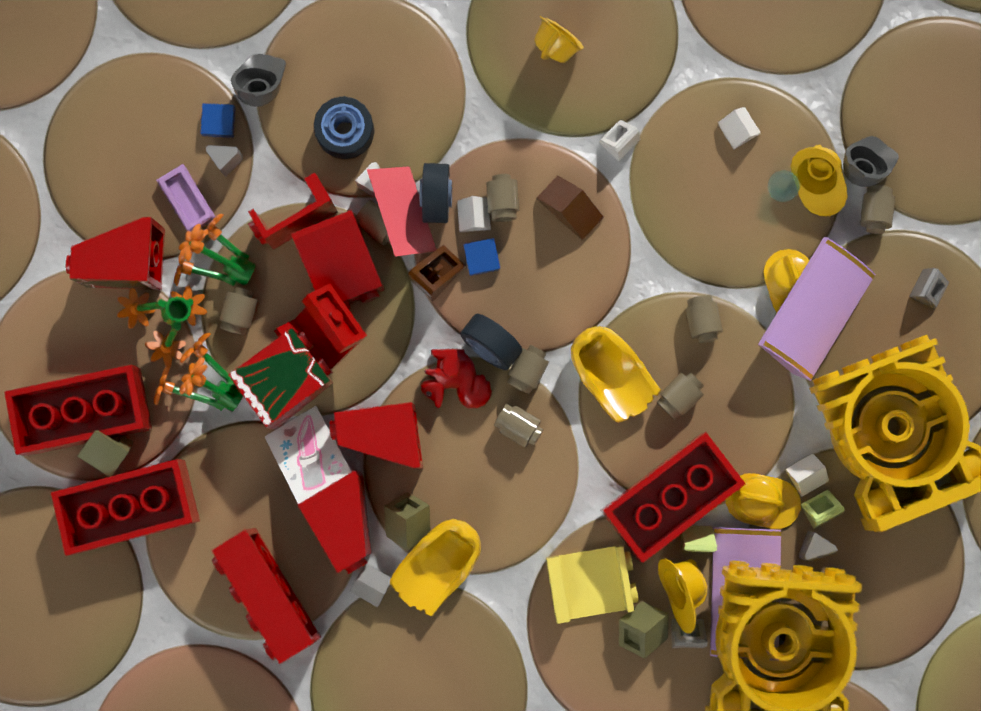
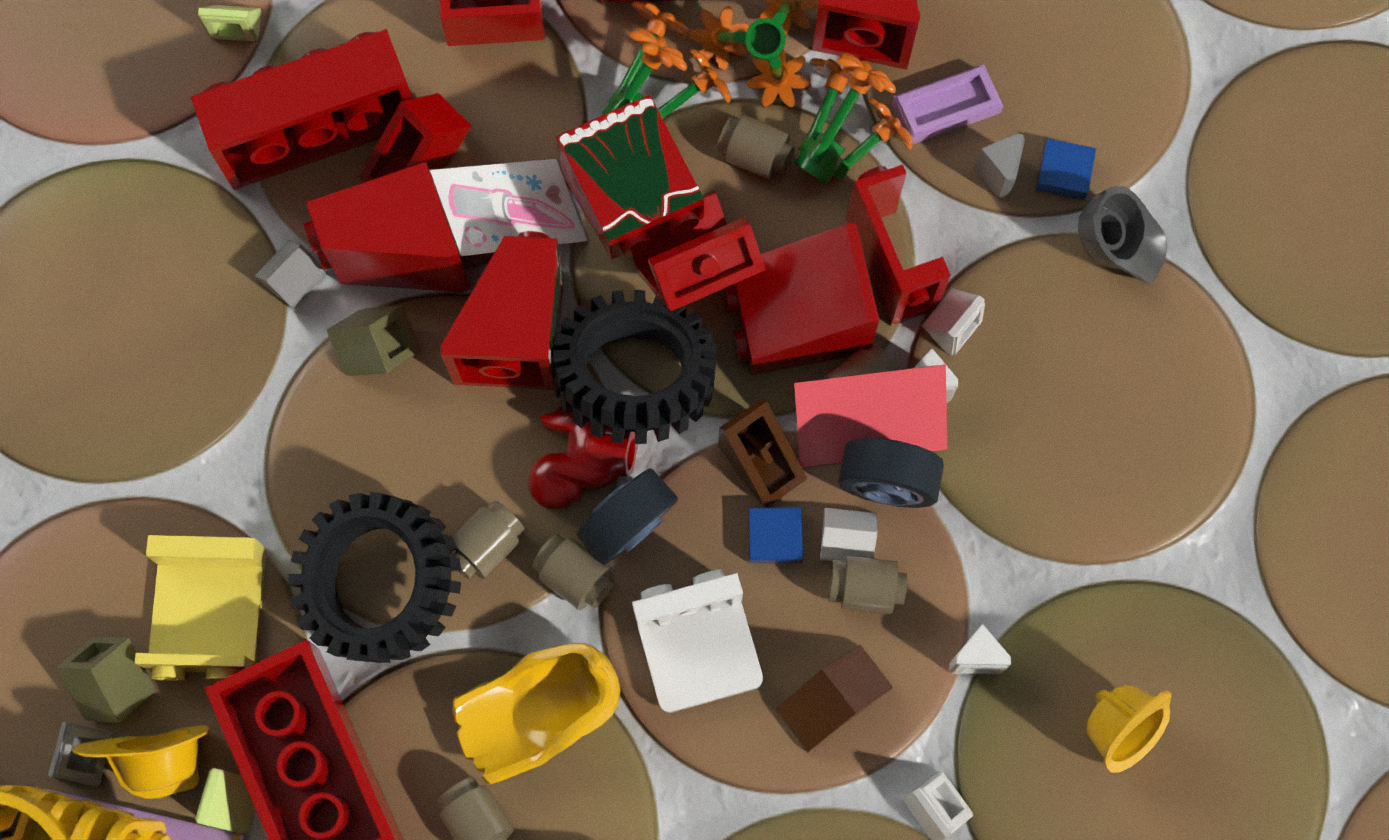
camera: 100 degrees right, 10 degrees down
(205, 665) = (231, 22): none -> yellowish green slope
(277, 524) = (418, 132): none -> red slope
(330, 172) = (955, 319): none -> white slope
(336, 112) = (1034, 328): wheel -> none
(431, 363) = (624, 412): none -> black tyre
(437, 565) = (292, 371): yellow hair -> none
(531, 129) = (980, 655): none -> white slope
(555, 289) = (697, 641): none -> white bracket
(581, 508) = (319, 569): none -> black tyre

